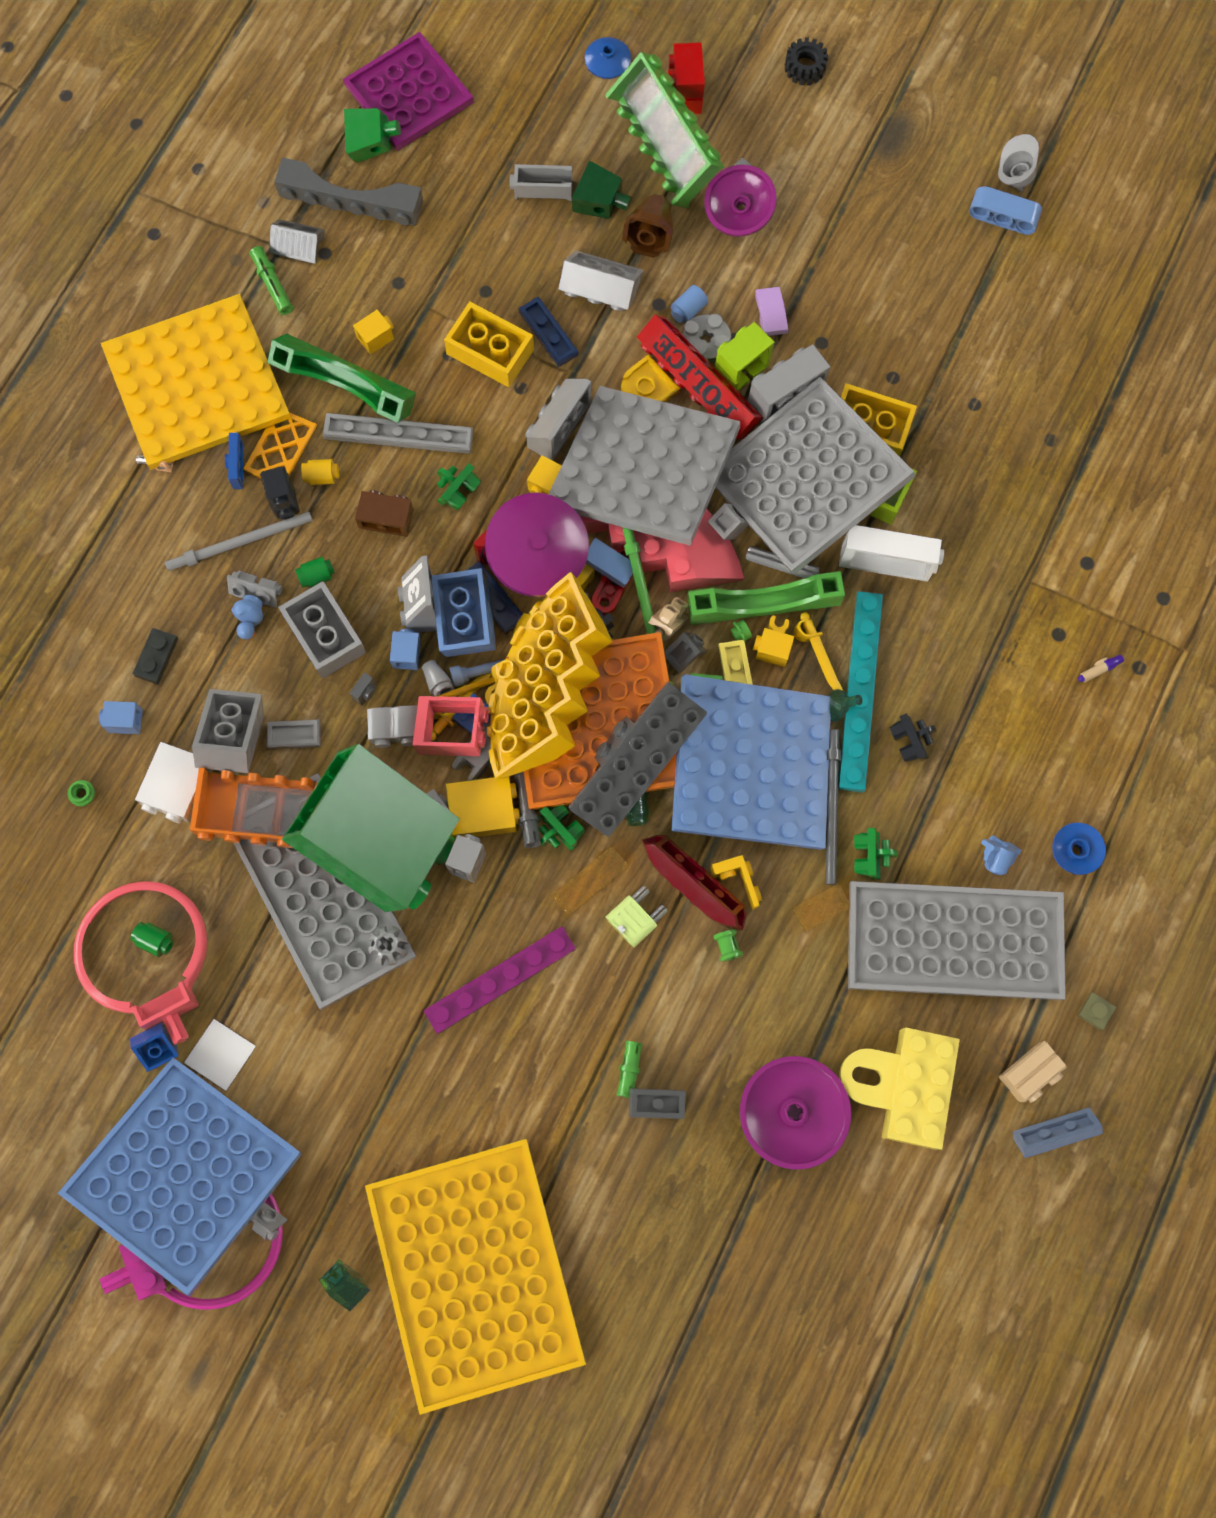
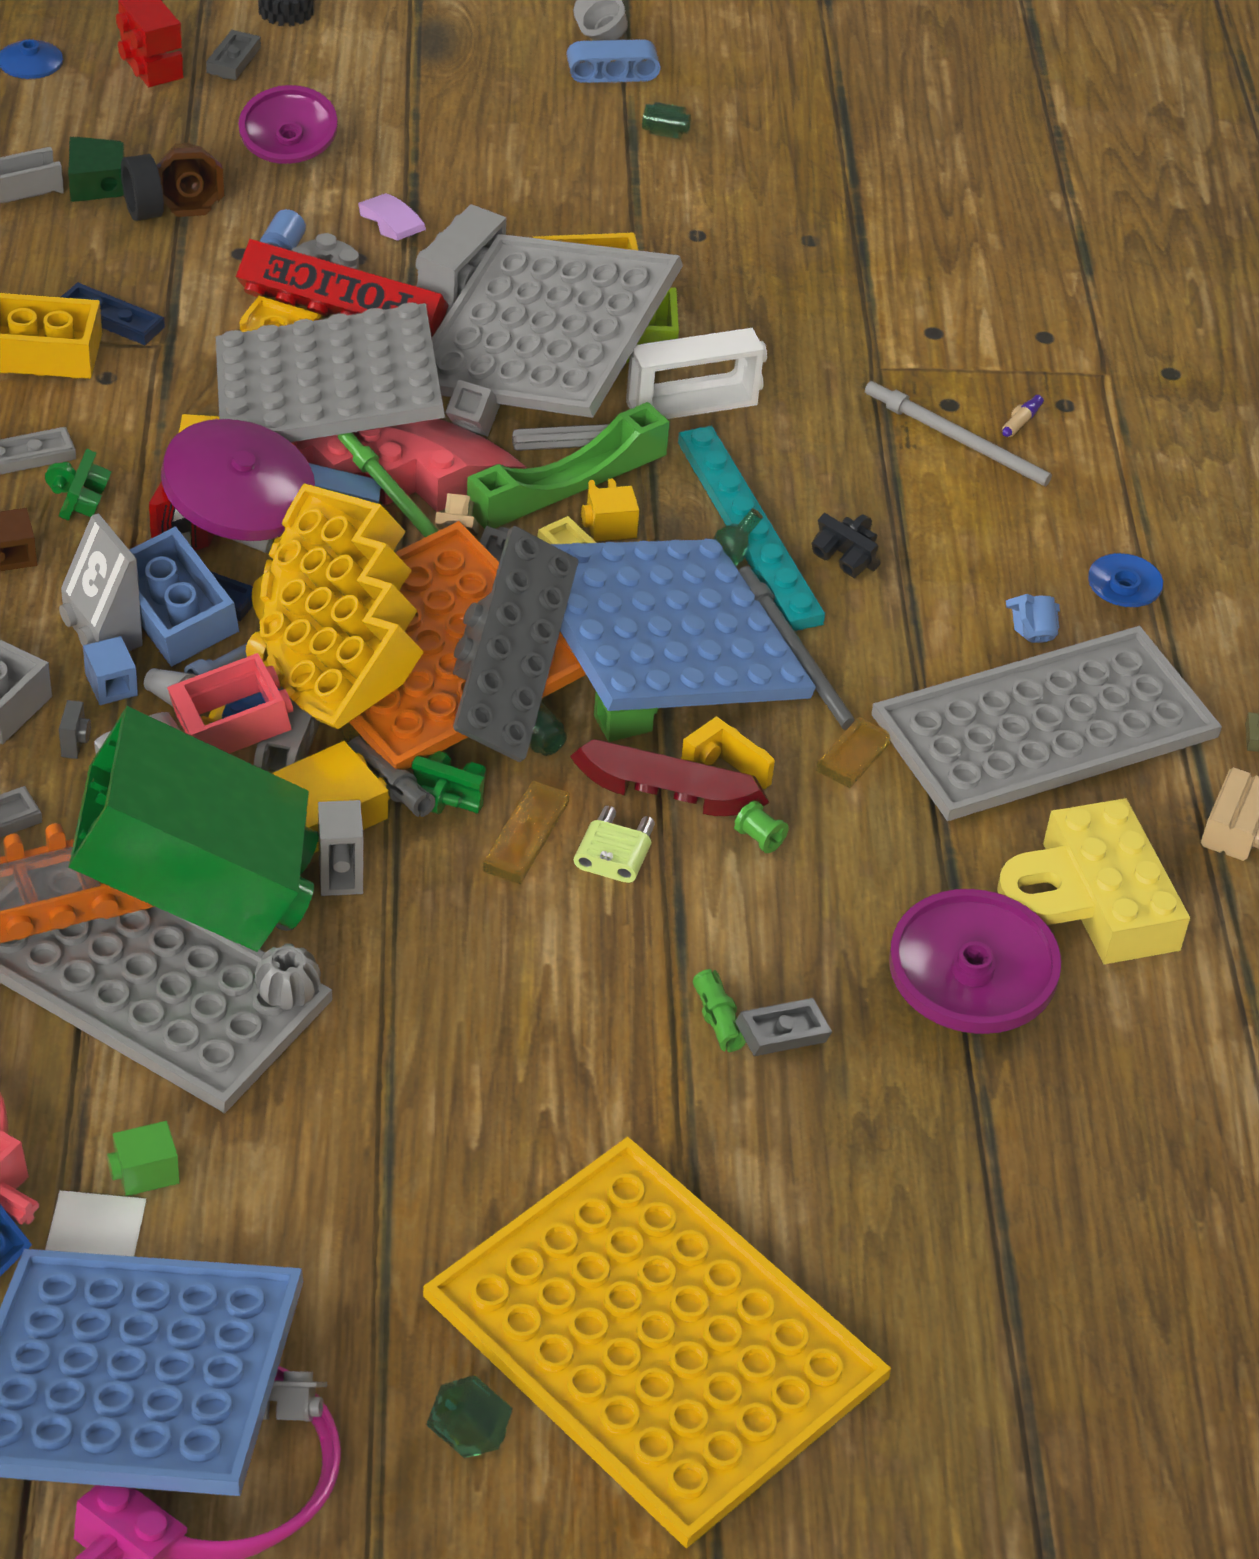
camera: 30 degrees left, 30 degrees down
(260, 1026) = (144, 1158): none -> bright green brick
(499, 980) = (468, 984): magenta plate -> none
(559, 417) = (181, 375): light grey slope -> none
(600, 280) = (152, 243): slope -> none
(614, 227) = (142, 187): none -> black tyre
(666, 128) = (152, 81): window -> none
(741, 631) = (557, 509): bright green plate -> none
(742, 107) = (233, 55): none -> dark grey plate
(747, 351) = (390, 244): lime piece -> none
(814, 637) = (647, 492): yellow sword -> none
(871, 842) = (885, 668): green hips -> none
(1010, 286) = (666, 120): none -> clear green brick
(1022, 623) = (900, 403): none -> light grey bar

